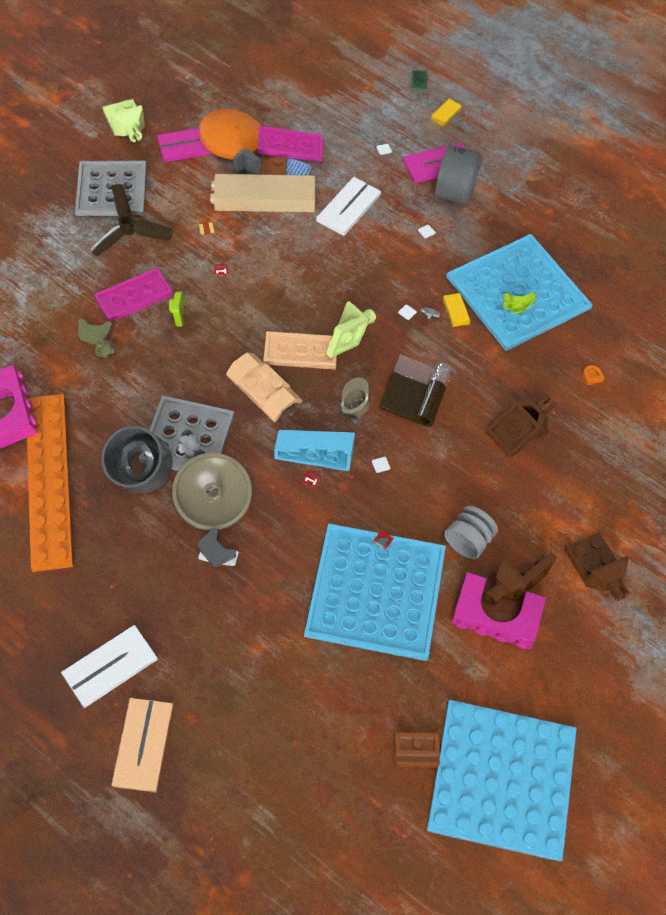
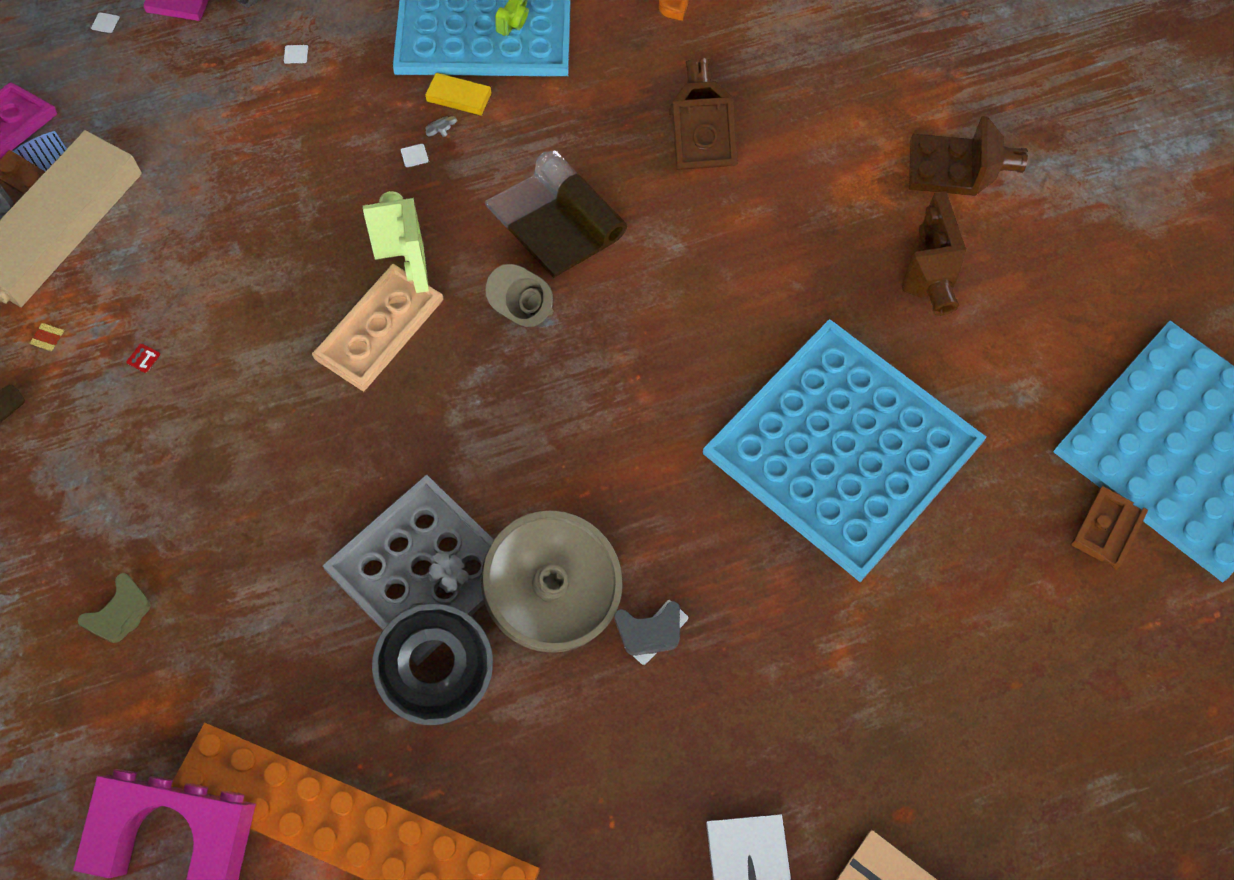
camera: 55 degrees left, 5 degrees up
(103, 348) = (162, 612): olive tile -> none
(133, 295) = (89, 513): dark pink tile -> none
(177, 306) = (174, 456): lime piece -> none
(262, 385) = (405, 412): light nougat piece -> none
(311, 478) = (607, 432): red sticker -> none
(316, 448) = (570, 394): medium azure wedge -> none
(348, 206) = (171, 123): white tile -> none
(381, 464) = (643, 330): white sticker -> none
(383, 540) = (774, 391): sticker -> none
(471, 532) = (834, 273): light grey wheel -> none
(520, 631) = (945, 347): dark pink arch -> none

